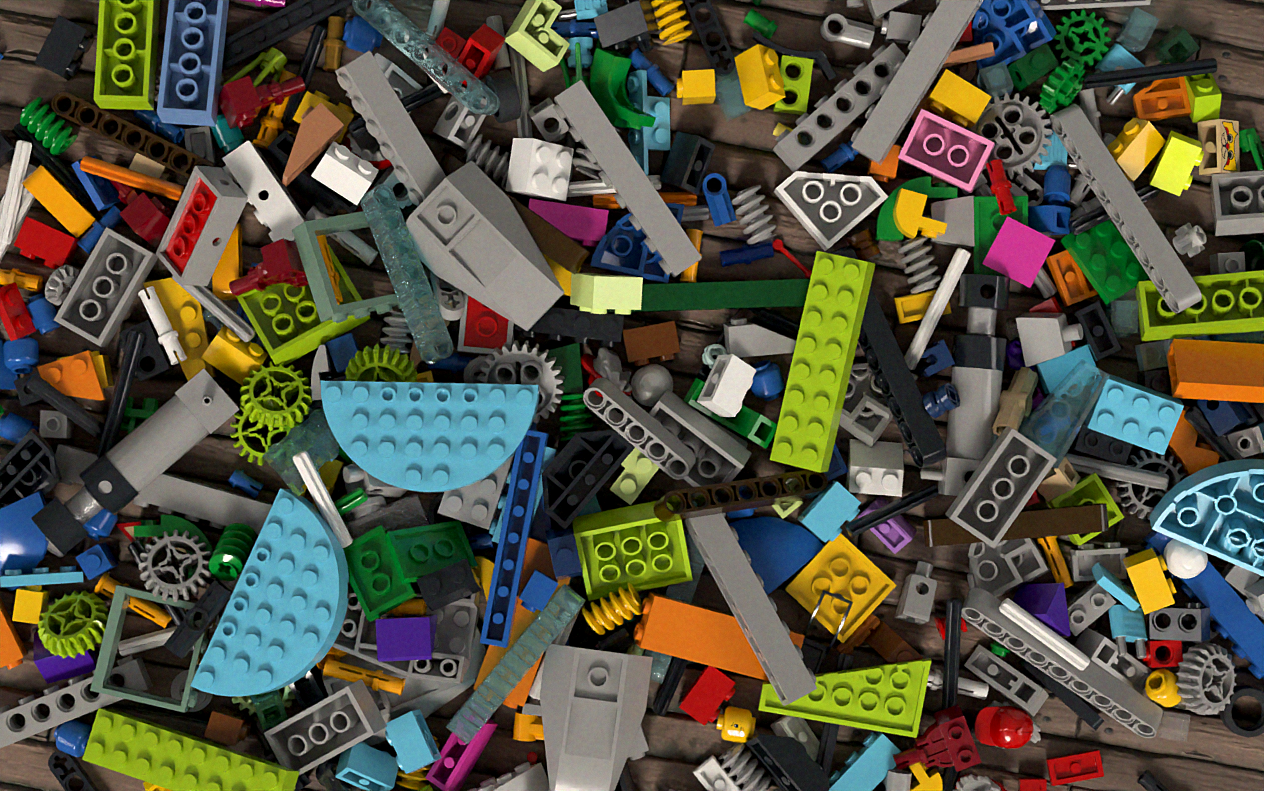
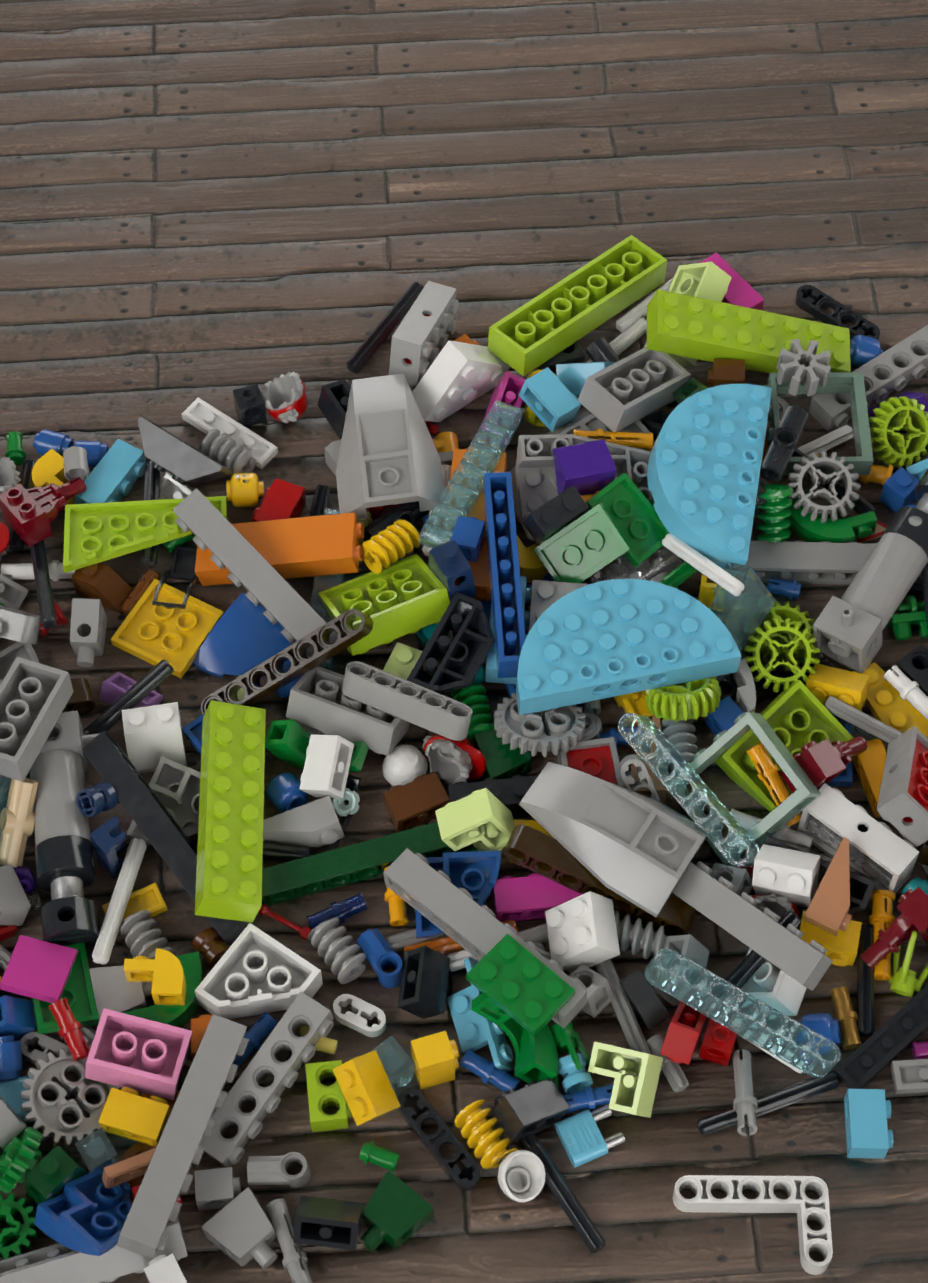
camera: 165 degrees right, 30 degrees down
(142, 696) = (803, 367): none -> light grey gear
(610, 115) = (520, 984): none -> green plate
(753, 149) = (356, 1021): none -> white beam
(817, 55) = (304, 1130): black piece -> none
(830, 511) = (193, 679): medium azure brick -> none

